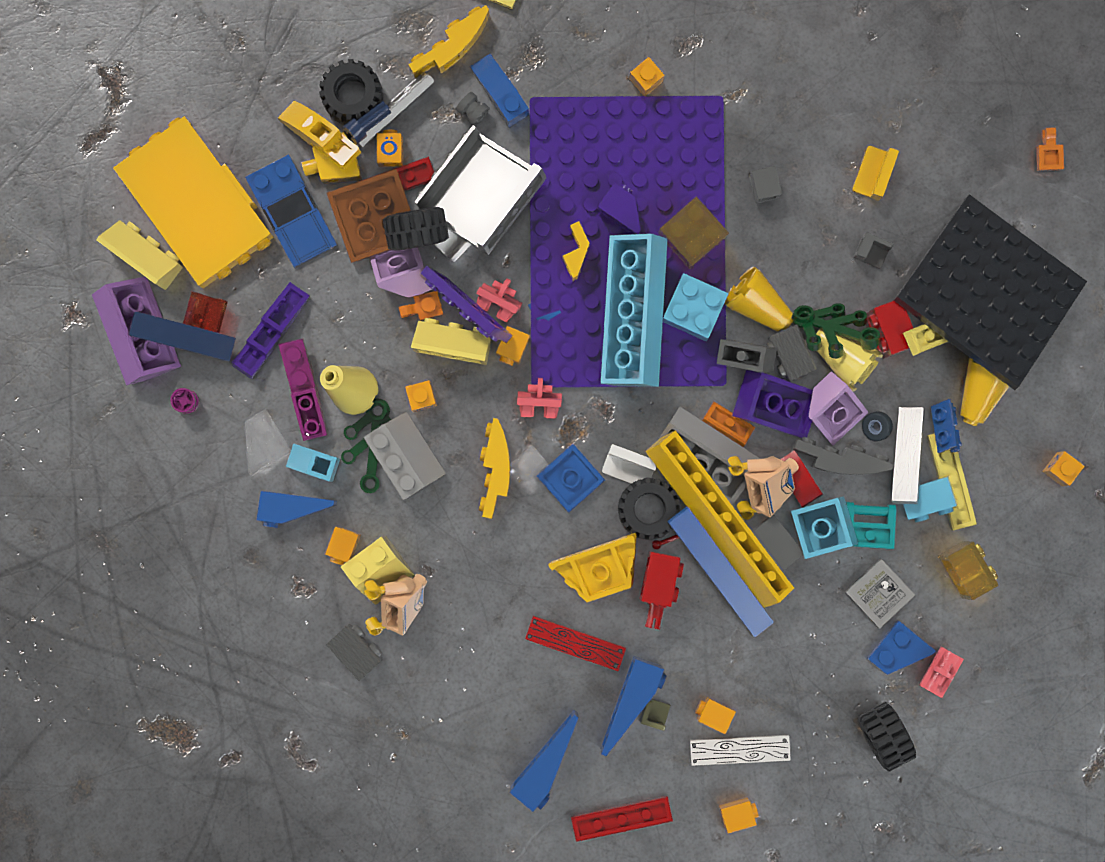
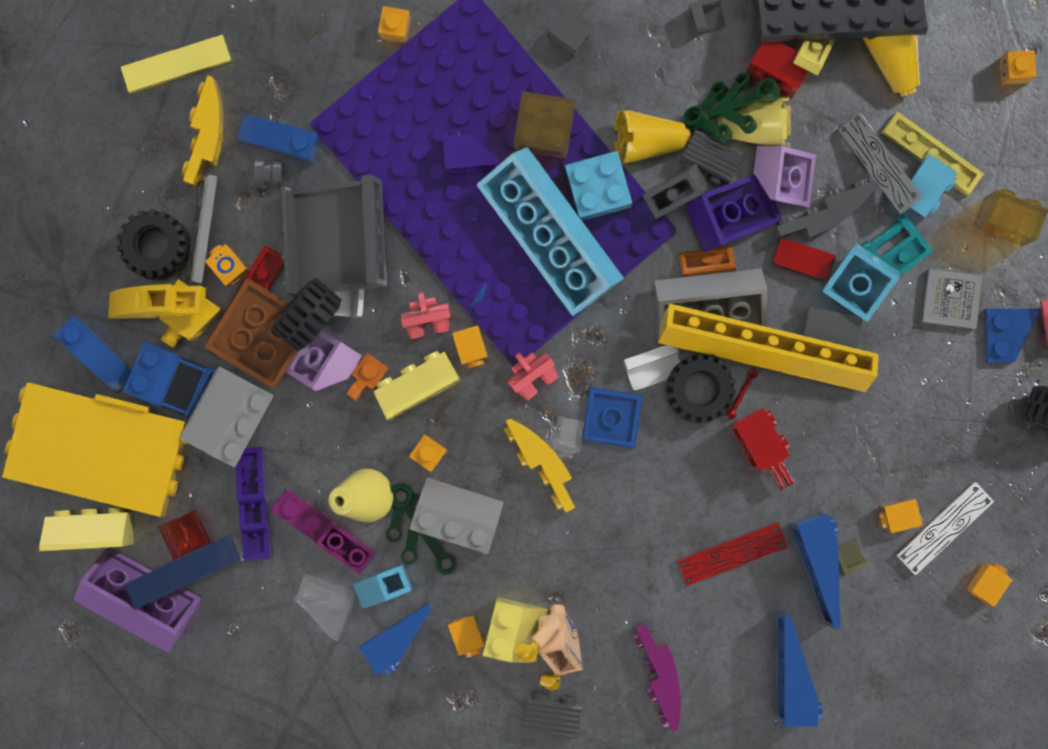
camera: 45 degrees left, 0 degrees up
(180, 399) = (227, 628): magenta wheel -> none
(247, 134) = (94, 353): none -> blue slope
(302, 253) = (226, 416): none -> light grey slope
(356, 130) = (186, 272): dark blue piece -> none
(451, 695) = (664, 686): none -> magenta slope
(468, 308) = (408, 345): dark purple plate -> none
(575, 259) = (462, 230): yellow slope -> none
(600, 568) = (701, 473): yellow wing -> none
(621, 818) = (894, 669): red tile -> none
(720, 571) = (804, 391): tile -> none
(767, 482) = (782, 283): light nougat torso -> none
(885, 422) = (839, 153): black wheel -> none
(944, 426) = (890, 114): blue hinge -> none

